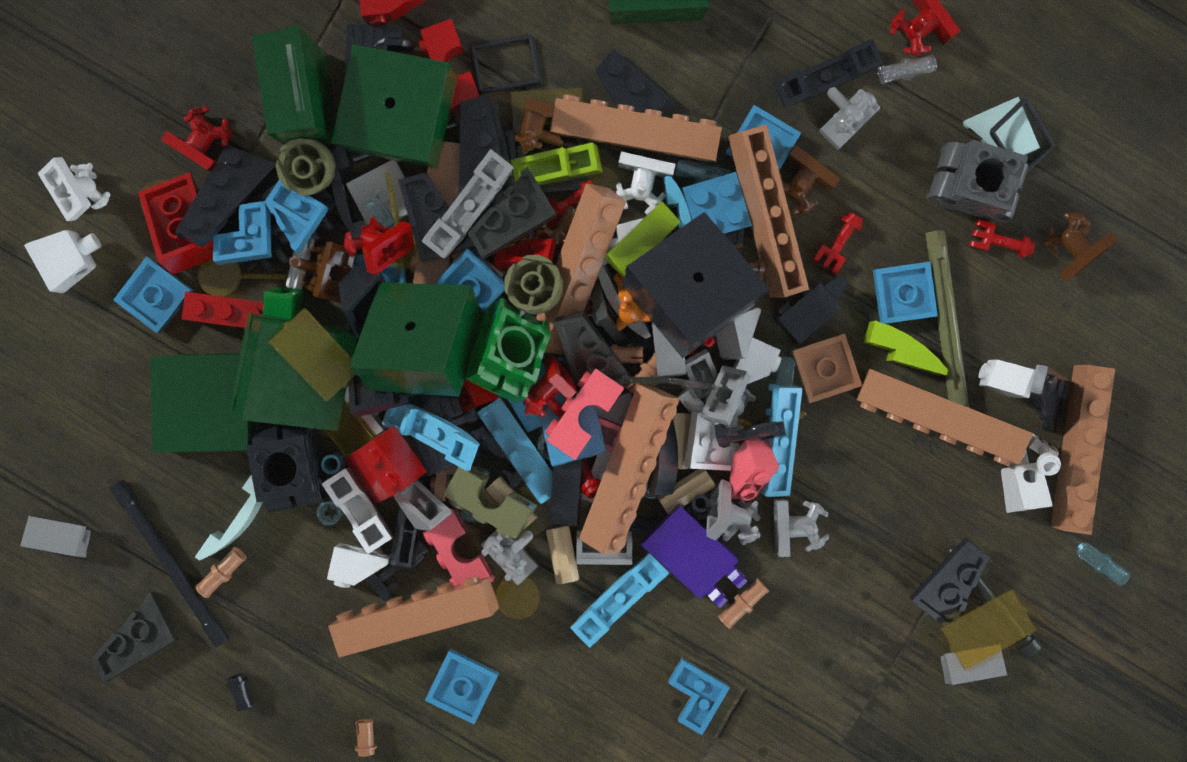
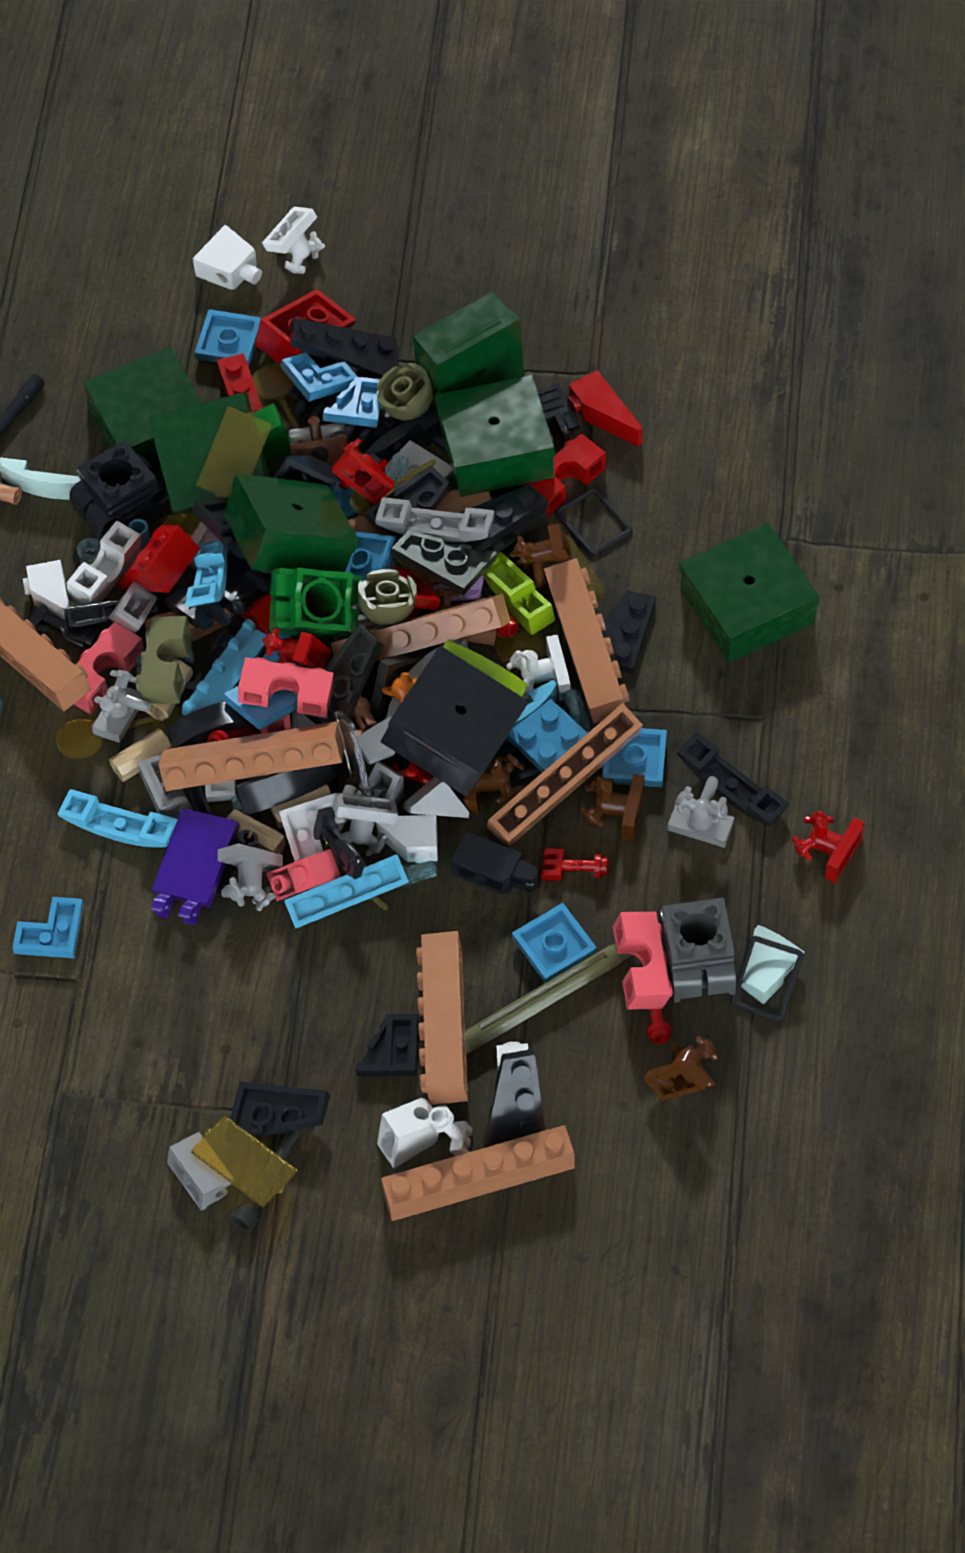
camera: 65 degrees right, 30 degrees down
(200, 138) = (398, 315): red piece -> none
(743, 603) = (165, 933): nougat pin -> none
(796, 526) = (263, 936): light grey piece -> none
(826, 368) = (441, 903): nougat plate -> none
(903, 348) = (496, 962): lime slope -> none
(907, 69) = (778, 849): clear pin -> none
(936, 465) = (392, 1048): none -> black wing
(993, 235) = (642, 936): none -> coral arch
(1103, 563) = (367, 1253): clear light blue axle -> none

